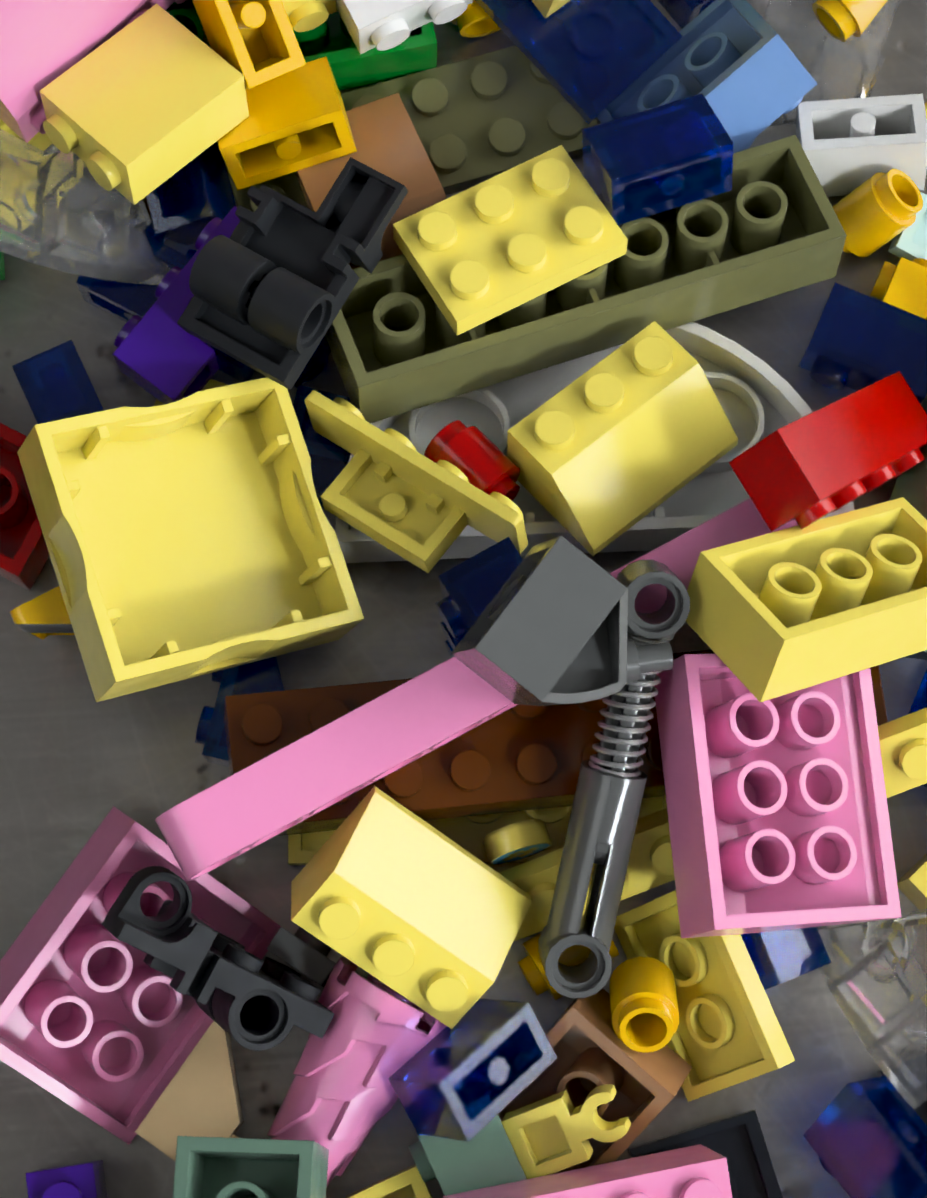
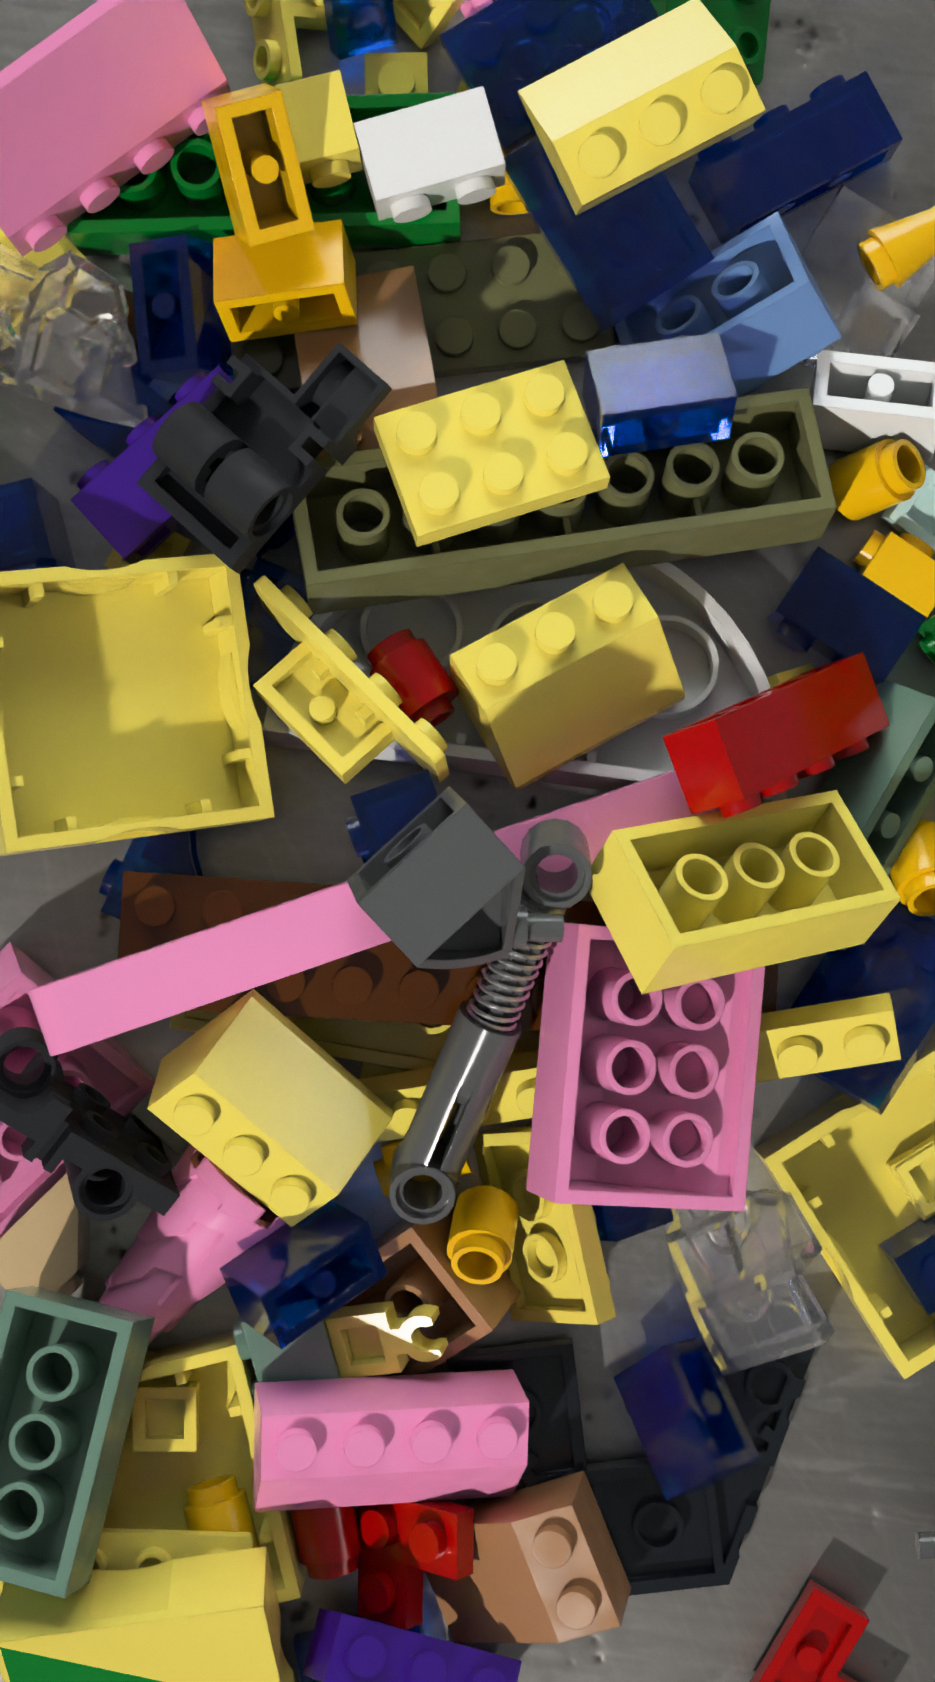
camera: 15 degrees right, 10 degrees up
(144, 104) = (141, 242): light yellow brick -> none
(516, 841) = (391, 1052): light yellow tile -> none

